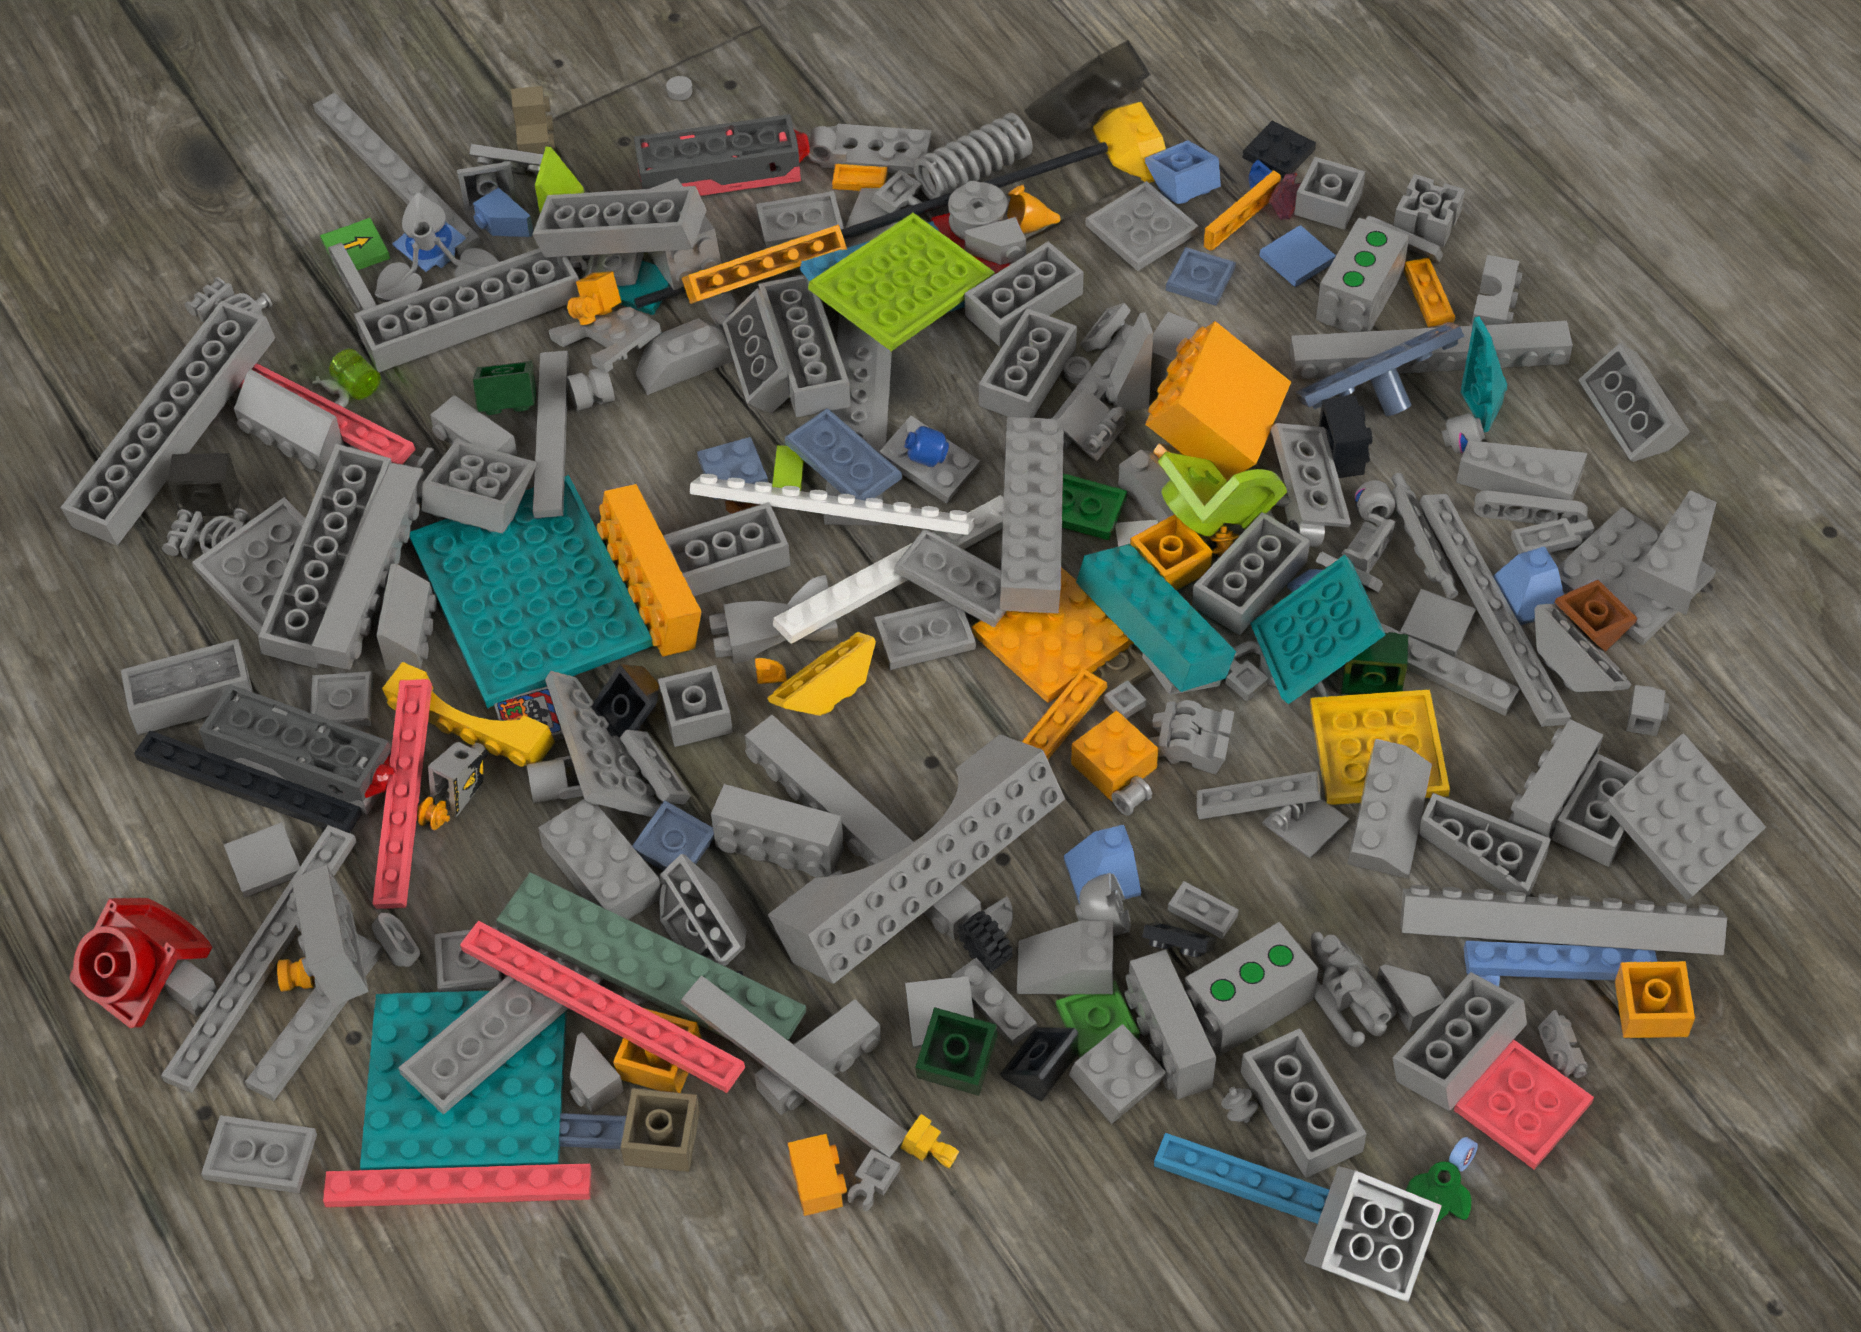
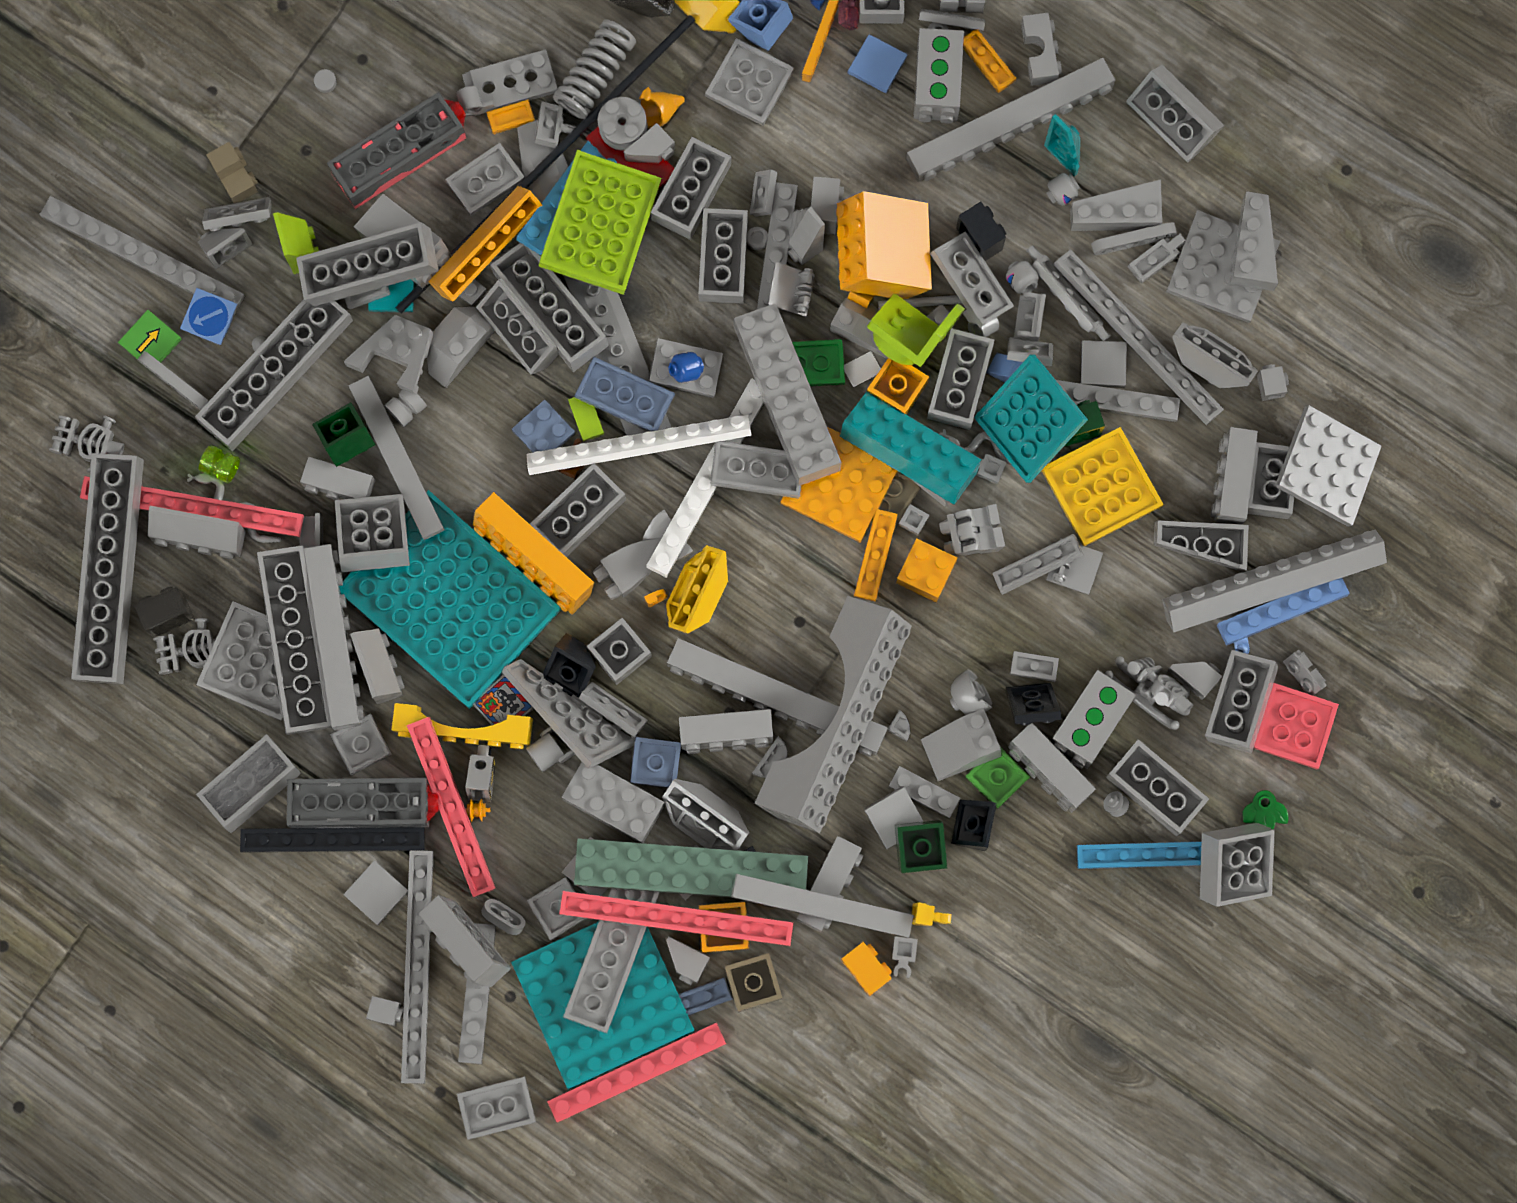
camera: 25 degrees left, 25 degrees up
(132, 955) = (336, 1006): red piece -> none
(292, 975) = (448, 971): light orange wheel -> none
(421, 222) = (193, 300): light grey plant -> none
(502, 215) = (251, 267): medium blue slope -> none
(597, 297) = (369, 319): light orange brick -> none
(924, 633) = (749, 521): light grey plate -> none
(985, 941) = (903, 755): black tyre -> none
(1104, 853) = (952, 659): medium blue slope -> none
(1117, 1073) = (1030, 817): light grey brick -> none
(1131, 795) = (950, 596): light grey bush -> none
(1200, 276) = (812, 111): sand blue tile -> none
(1223, 540) = (933, 360): light orange wheel -> none
(1382, 371) = (987, 162): sand blue plate -> none
(1390, 809) = (1130, 540): light grey slope -> none
(1463, 1153) = (1270, 778): light blue tile -> none
(1528, 582) = (1158, 308): medium blue slope -> none
(1597, 613) = (1212, 317): dark orange slope -> none
(1654, 999) = (1354, 616): light orange brick -> none

